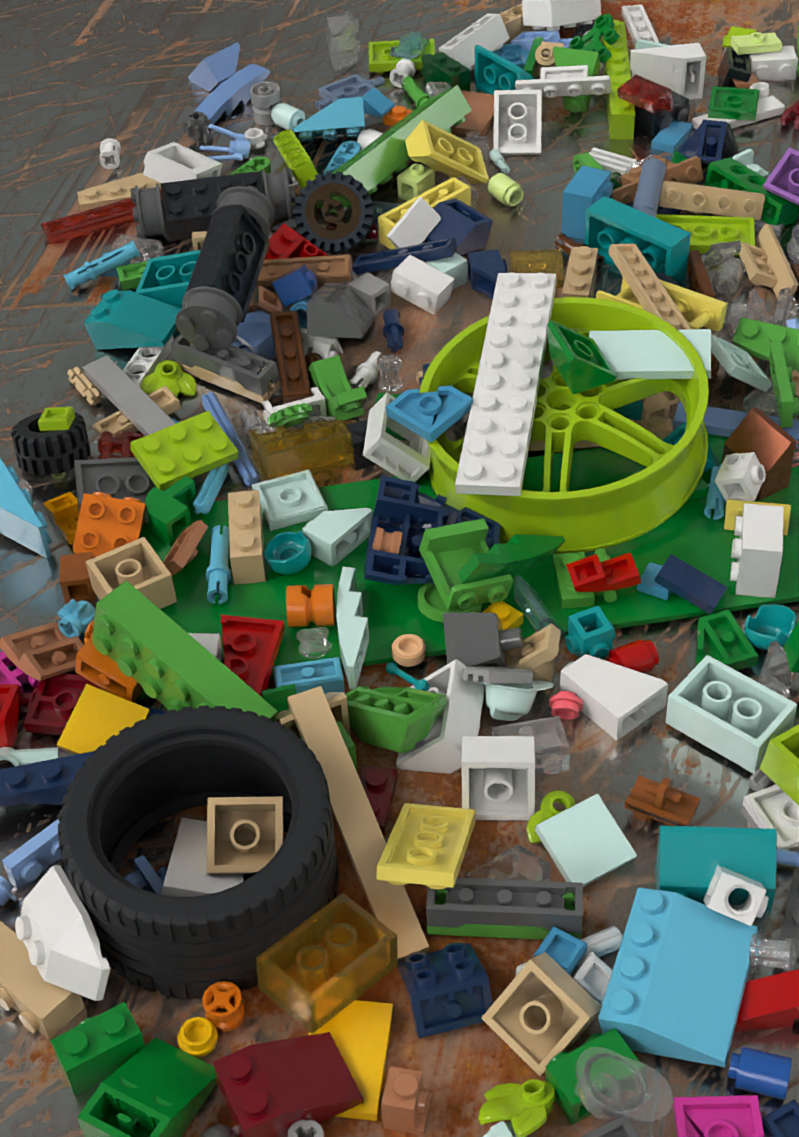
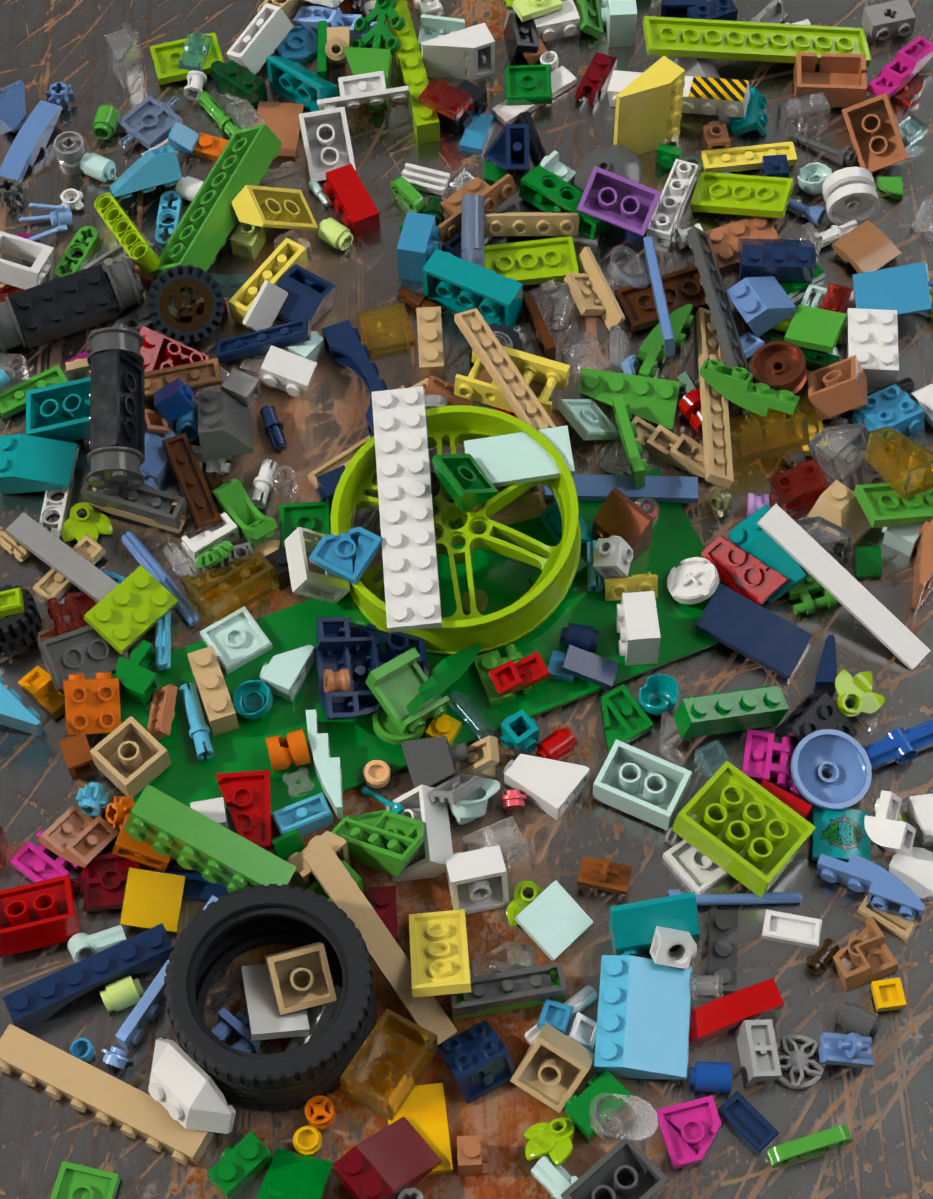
camera: 15 degrees left, 15 degrees up
(29, 820) = (122, 994): none -> yellowish green brick
(275, 65) = (60, 95): none -> medium blue gear
(307, 88) = (105, 122): none -> bright green brick
(530, 167) = (352, 200): none -> red brick
(686, 550) = (579, 636): none -> dark blue brick

